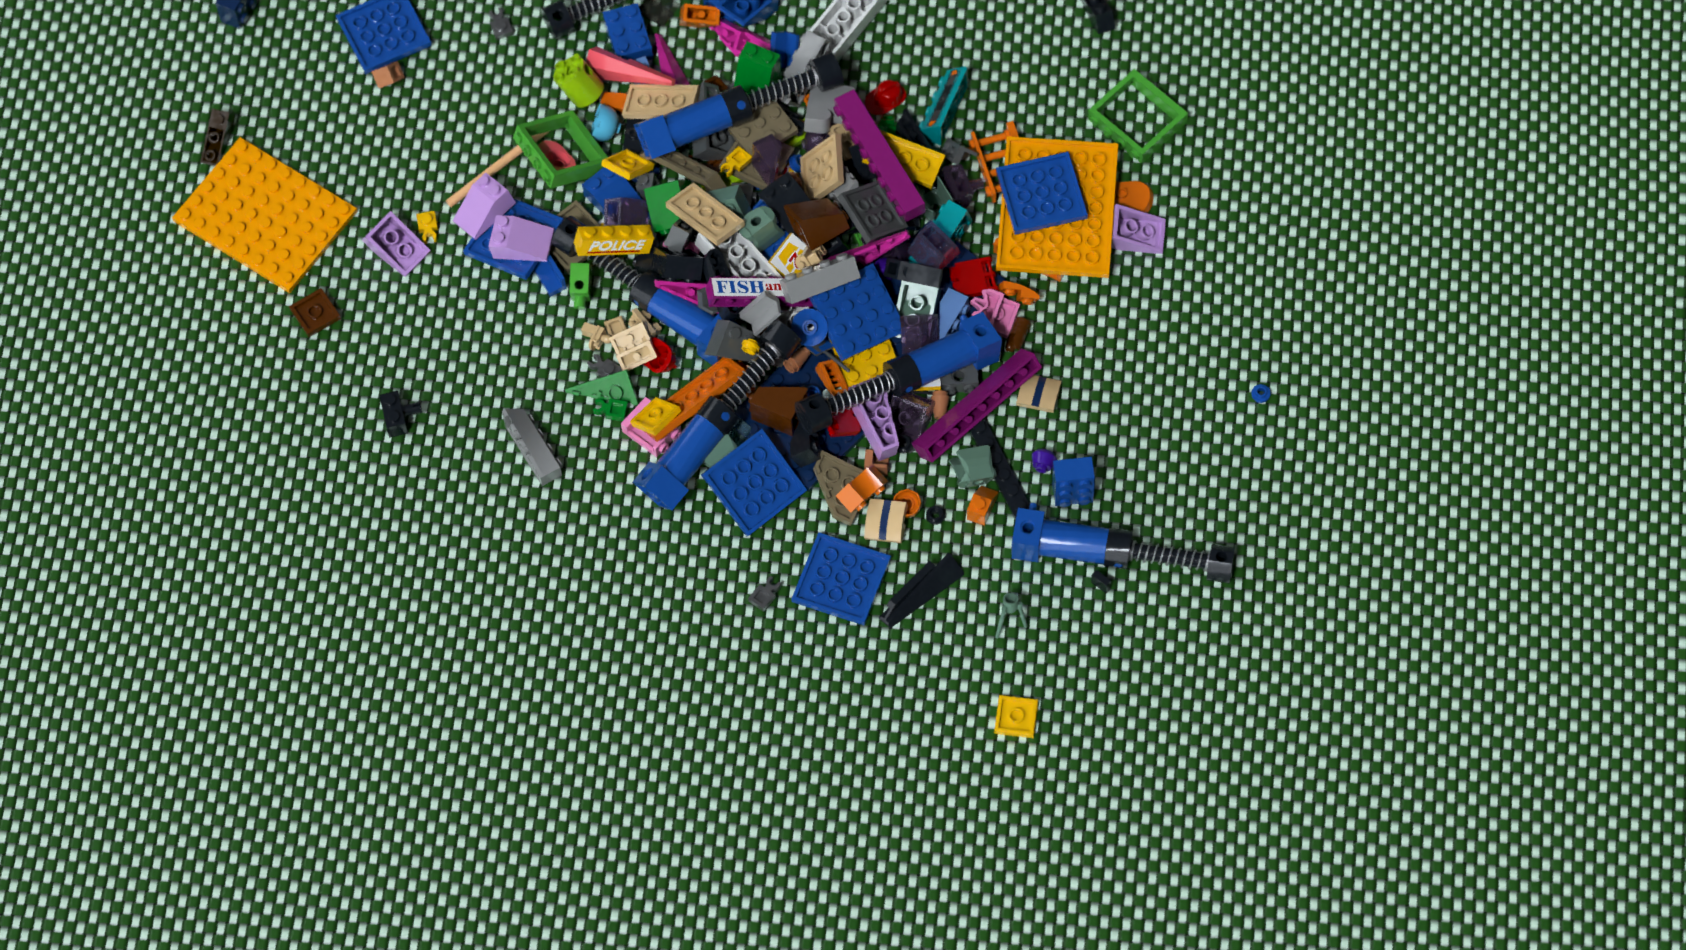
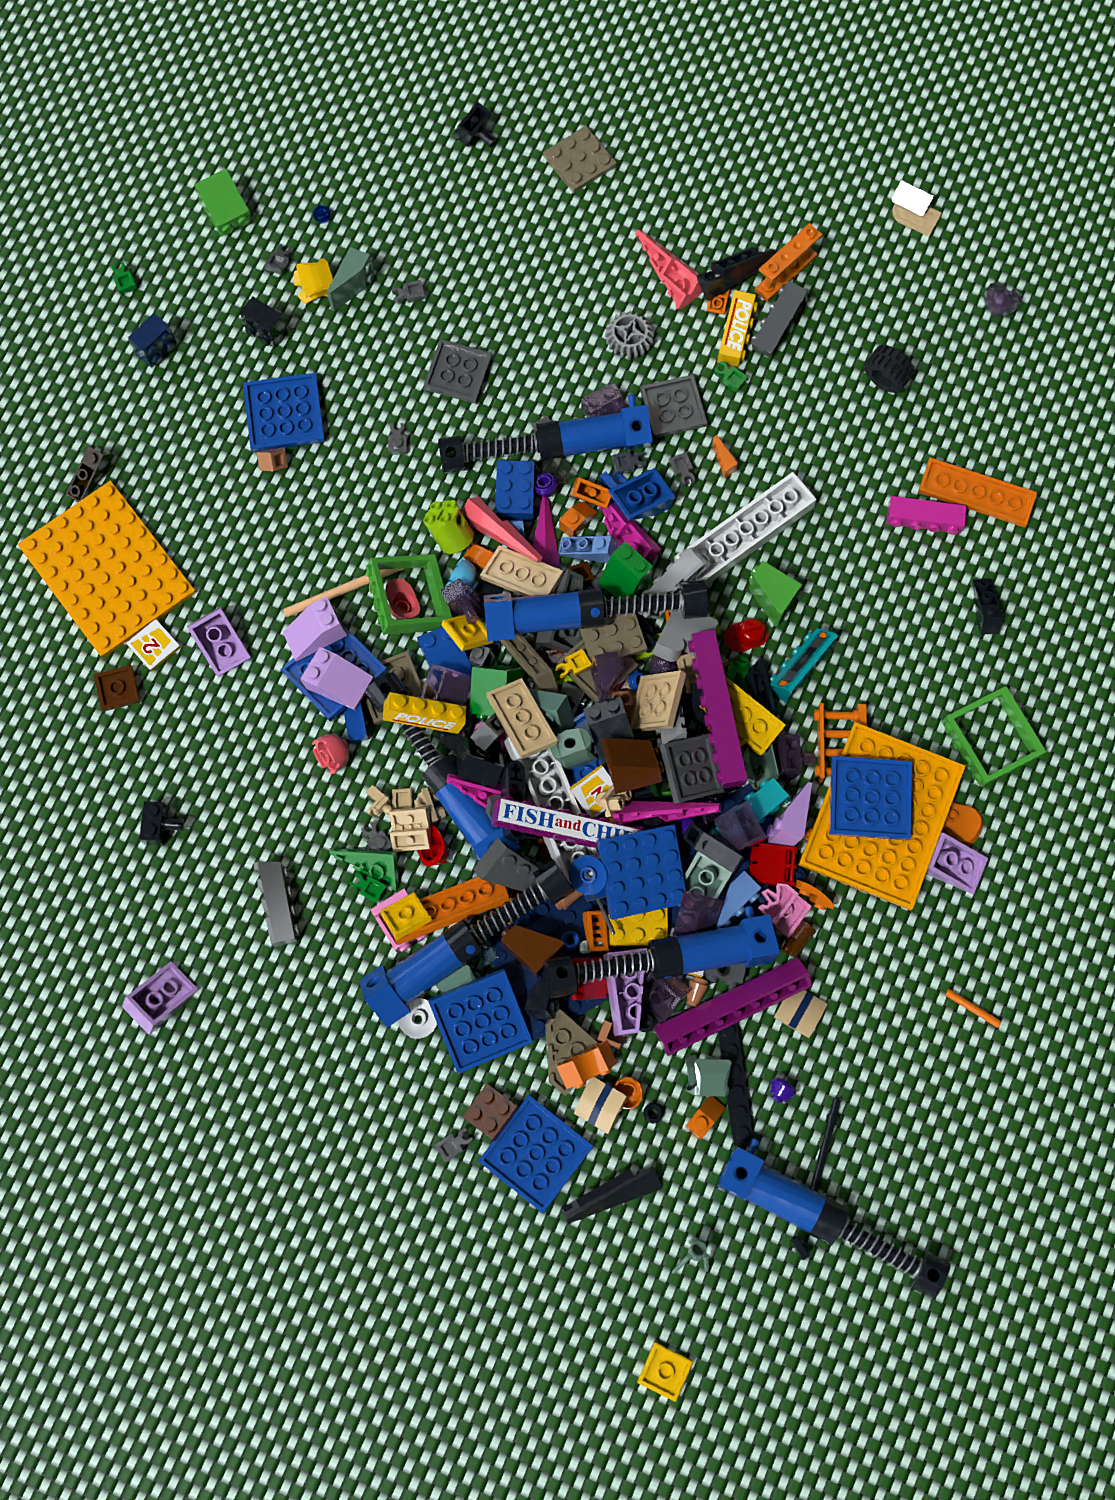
camera: 15 degrees right, 10 degrees up
(334, 267) = (153, 645): none -> tile
(427, 225) = (257, 628): yellow plate -> none
(452, 556) = (159, 997): none -> lavender slope
(536, 306) = (331, 752): none -> coral cylinder
(580, 284) = (384, 737): bright green torso -> none
(612, 140) = (462, 600): none -> clear purple brick
(654, 22) = (545, 485): none -> dark purple cone
(693, 44) = (576, 519): none -> orange slope
(700, 494) = (421, 1008): none -> white dish
(718, 63) = (588, 548): none -> medium blue slope
(750, 346) = (520, 880): yellow plate -> none
(761, 312) = (543, 847): light grey panel -> none
(785, 44) = (662, 553): blue panel -> none
(789, 557) = (490, 1112): none -> reddish brown plate
(819, 278) = (612, 831): light grey wedge -> none
(897, 50) = (773, 591): none -> bright green slope
(954, 150) = (799, 717): dark grey panel -> none
(977, 235) = (791, 823): none -> lavender slope
(1073, 481) = (804, 1132): blue brick -> none
(1097, 490) = (832, 1120): none -> black bar
(1191, 345) = (973, 1008): none -> orange bar
(1258, 397) = (1022, 1086): blue plate -> none

